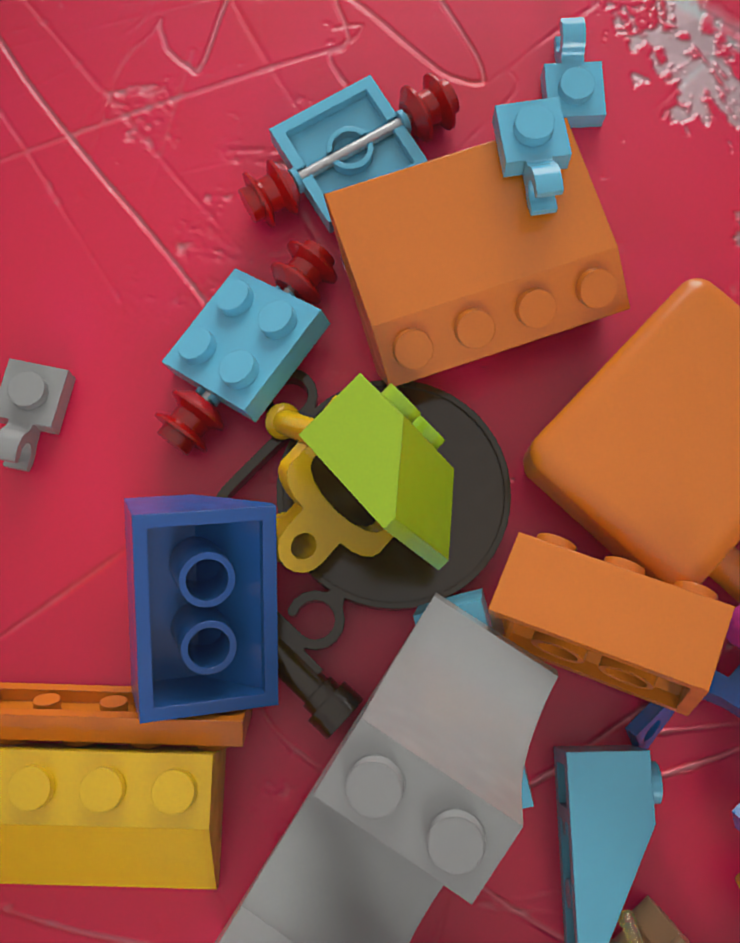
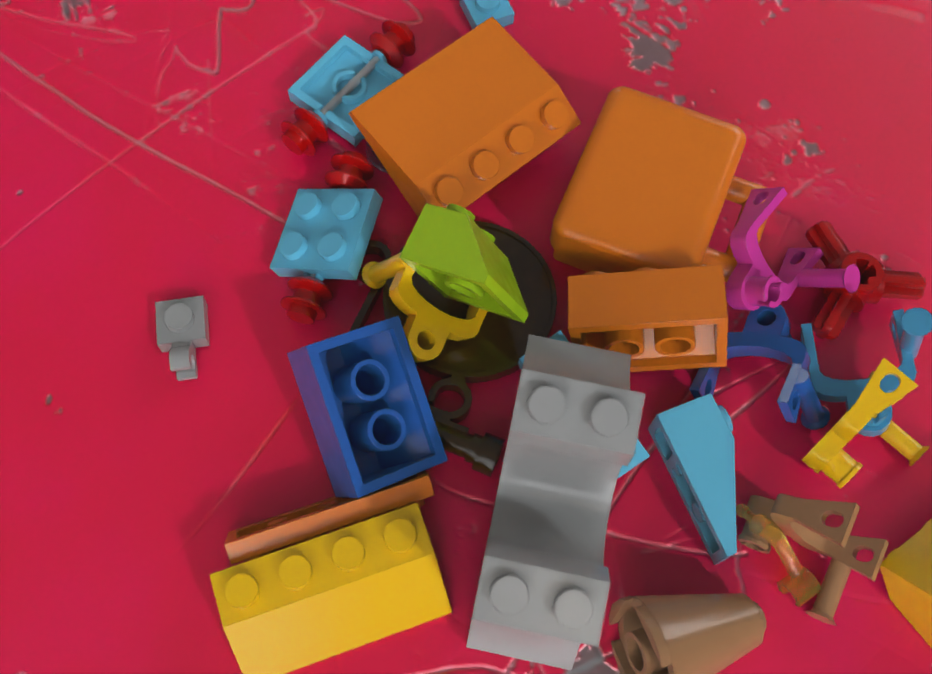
camera: 25 degrees left, 10 degrees down
(536, 145) = (479, 37): medium azure plate -> none

